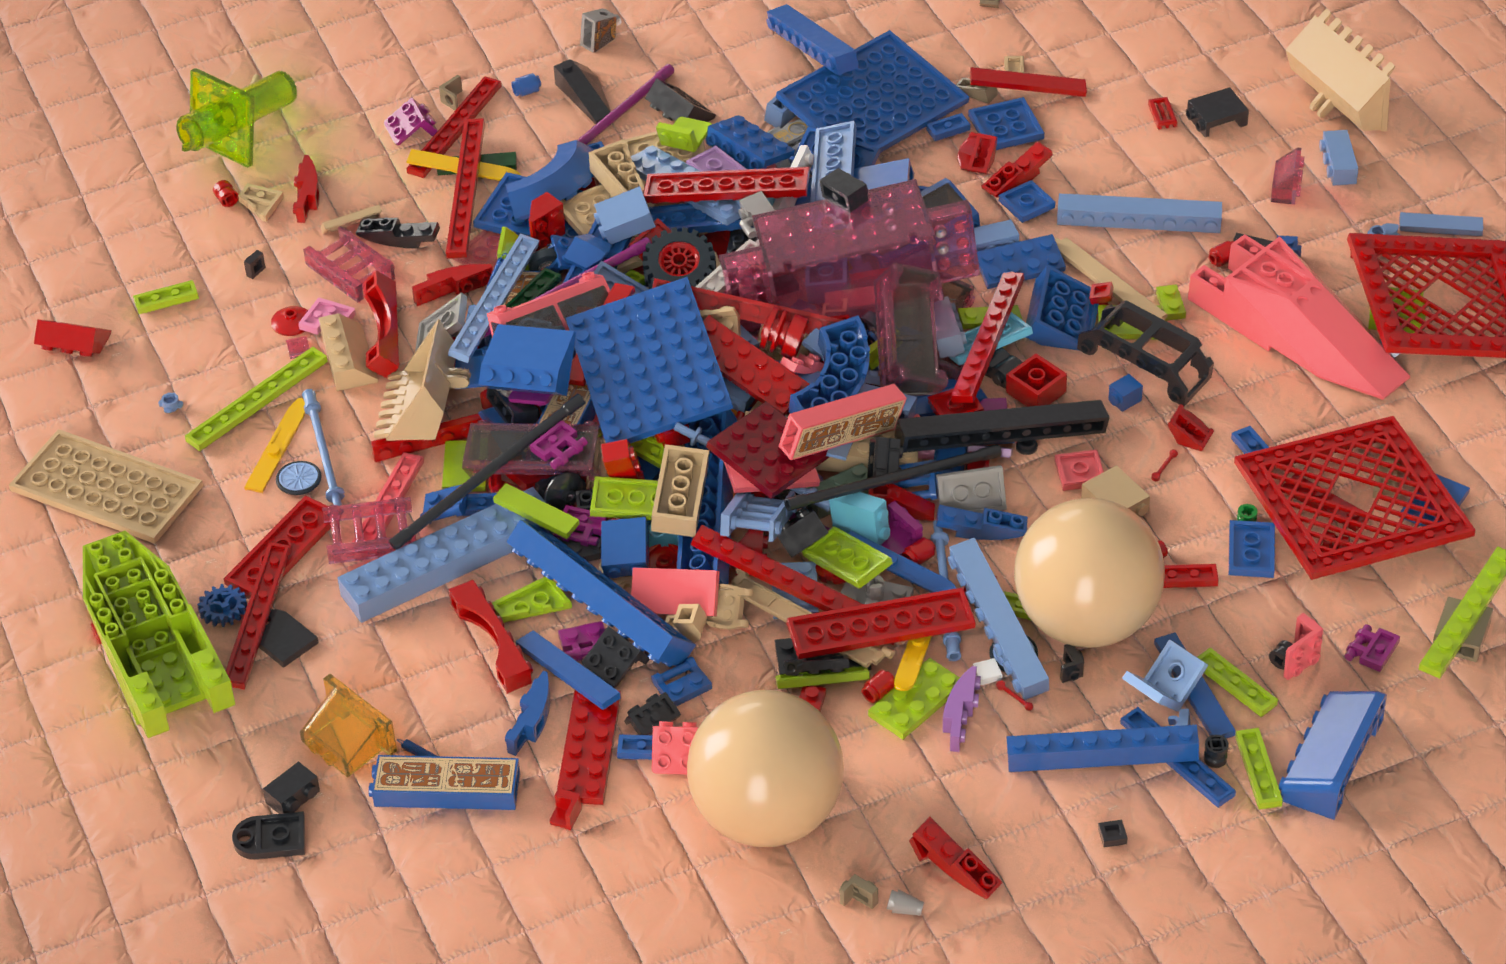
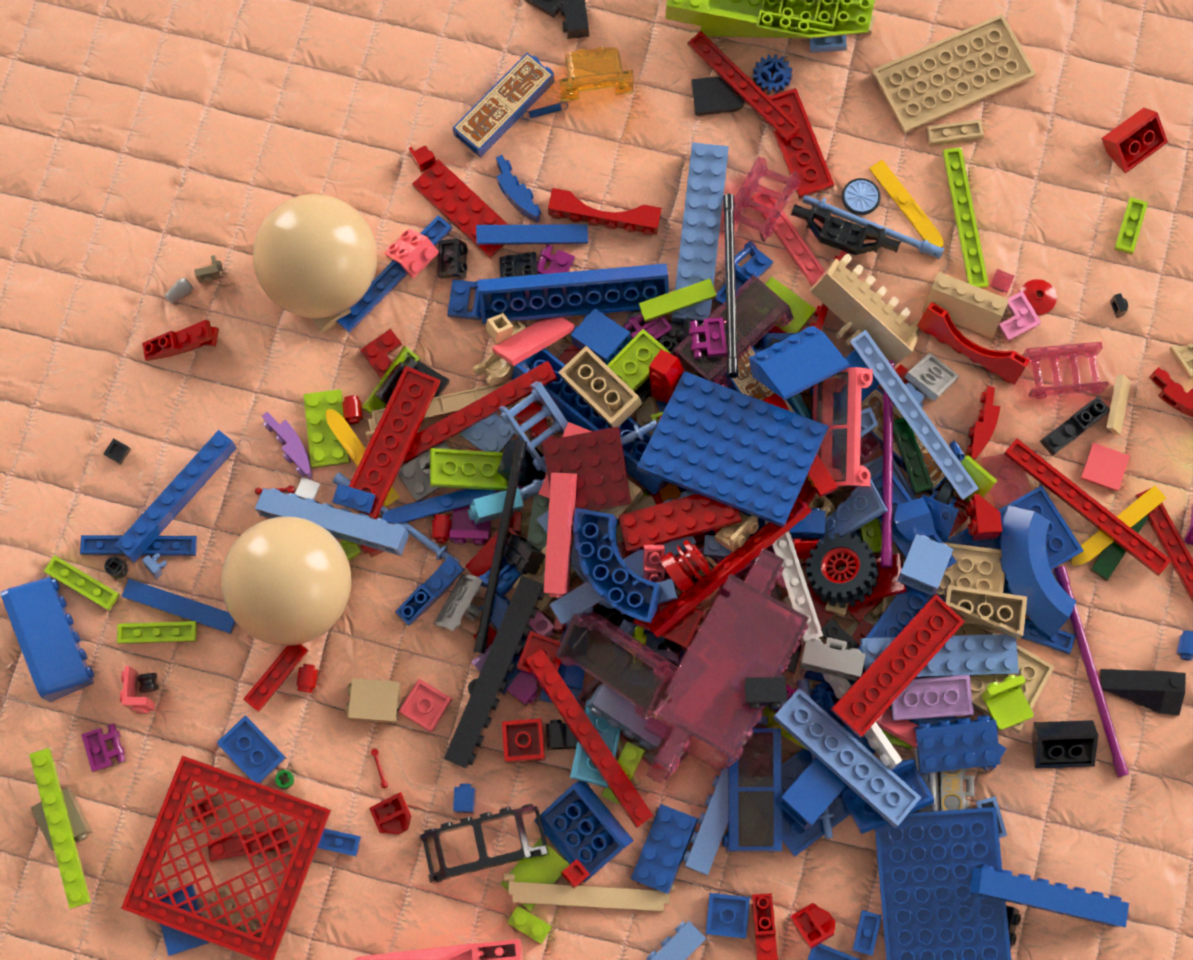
camera: 130 degrees right, 30 degrees up
(169, 454) = (954, 132): none -> tan tile
(170, 402) = (1008, 158): medium blue plate -> none
(350, 454) = (843, 234): none -> black plate
(416, 203) = (1105, 467): none -> coral tile
(532, 600) = (616, 250): lime wing -> none
(961, 610) = (353, 498): none -> blue plate
(1159, 682) = (187, 577): light blue bracket -> none

